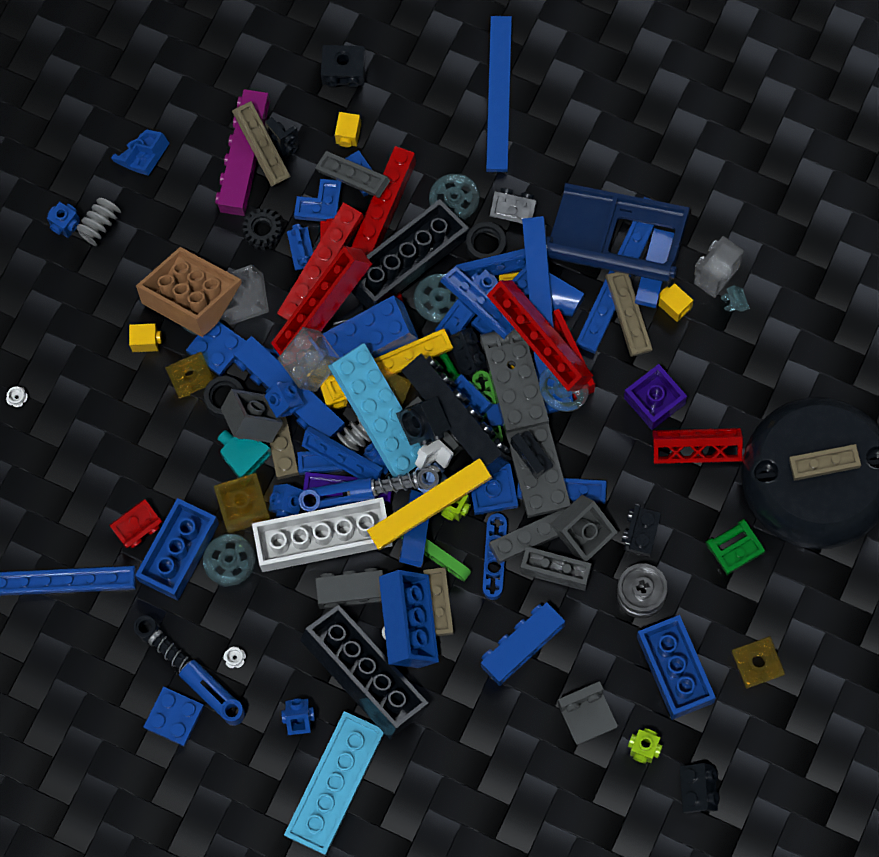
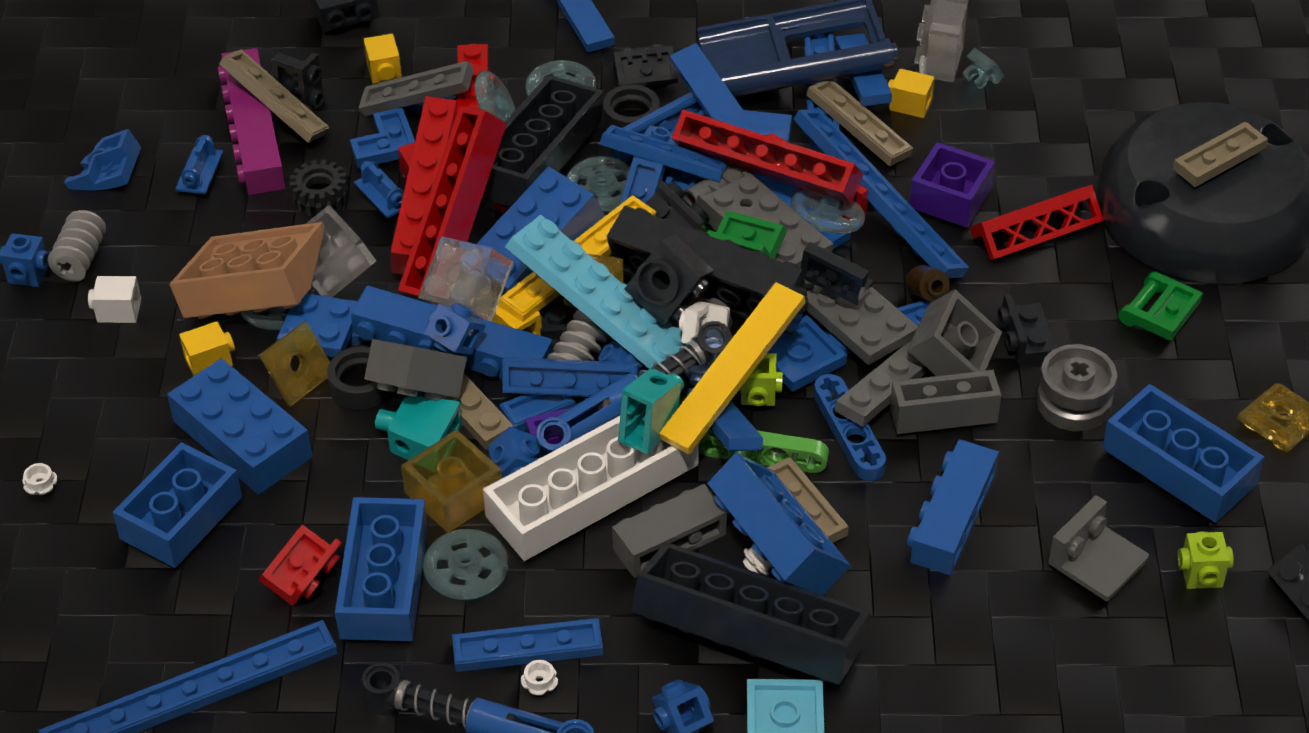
camera: 30 degrees left, 25 degrees down
(83, 453) = (177, 504): none -> blue brick
(106, 274) = (115, 299): none -> white brick
(140, 407) = (240, 425): none -> blue brick
(197, 180) = (200, 167): none -> blue hinge
(239, 630) = (527, 644): none -> blue tile
(367, 513) = (647, 408): none -> teal torso
(396, 209) = (493, 95): none -> clear light blue plate
(491, 401) = (751, 233): none -> green bracket
(596, 470) = (927, 283): none -> dark brown brick
(606, 383) = (883, 195): none -> blue plate

